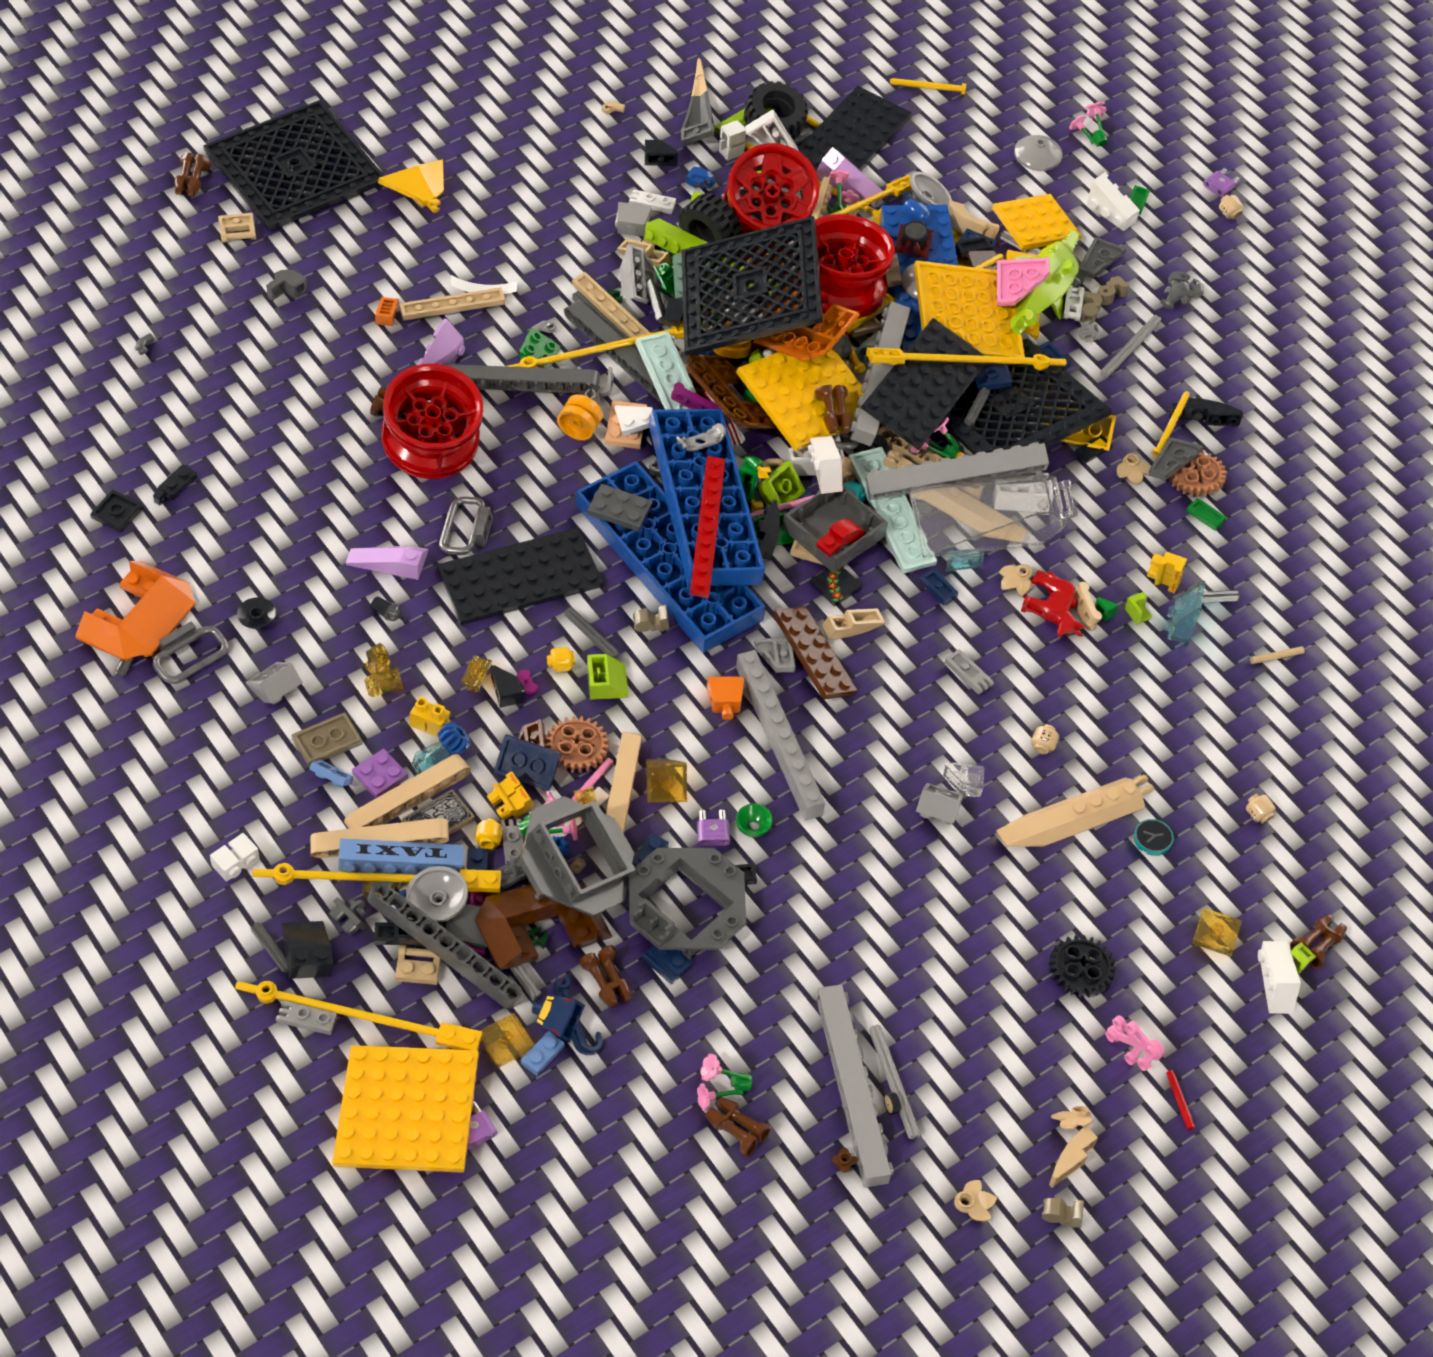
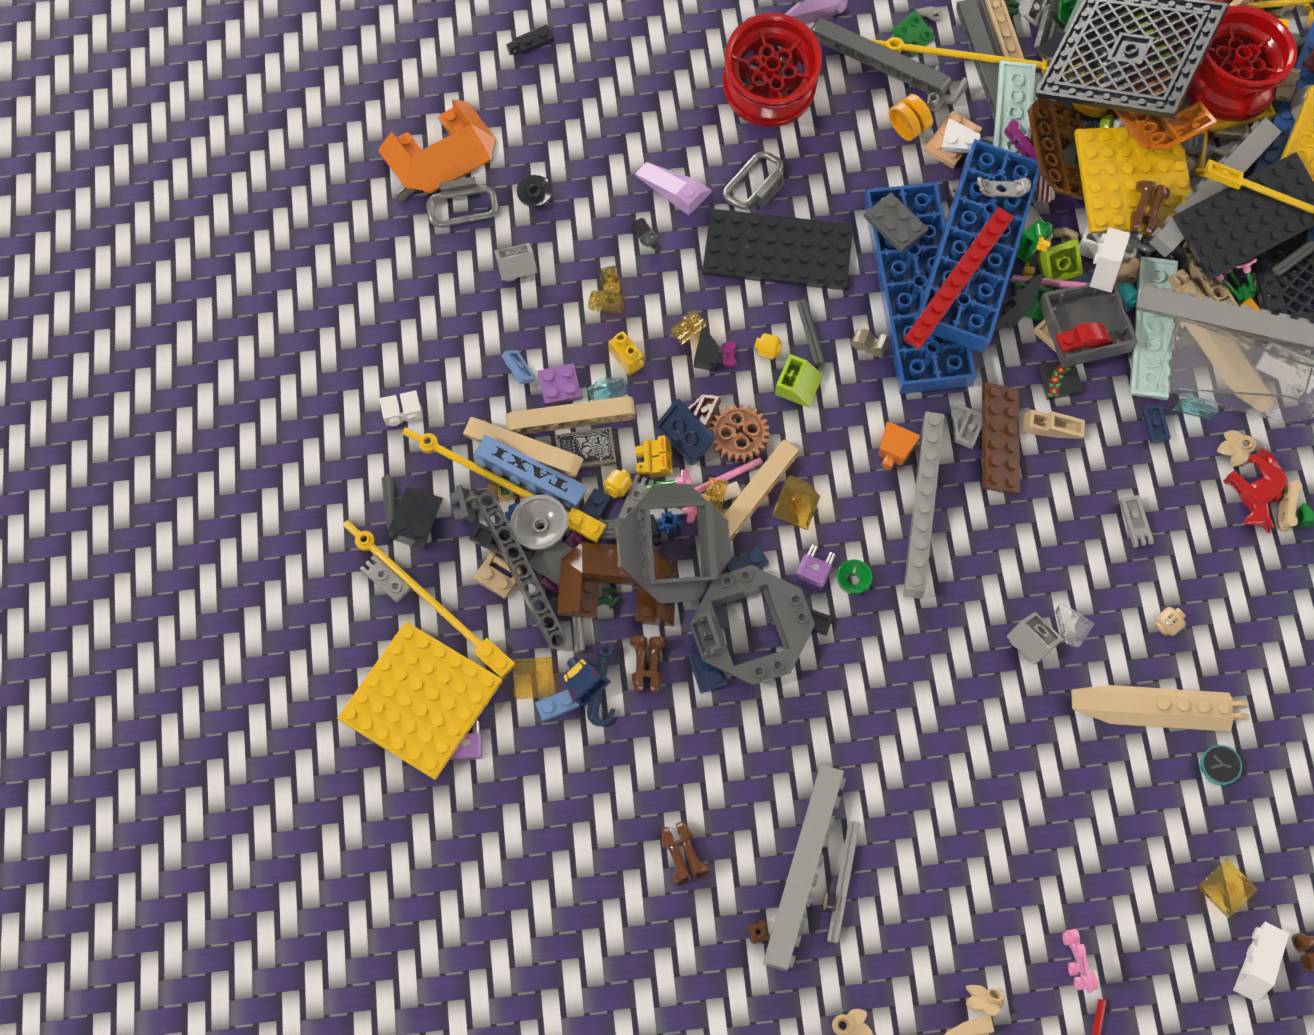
camera: 35 degrees right, 15 degrees up
(116, 511) = (471, 46): black tile -> none
(327, 739) = (533, 333): dark tan tile -> none
(454, 738) = (635, 381): blue gear -> none
(577, 865) = (679, 546): tan rock -> none
(710, 1069) = (706, 813): plant -> none
(1082, 966) = (1068, 874): black gear -> none
(1302, 957) = (1294, 956): lime panel -> none

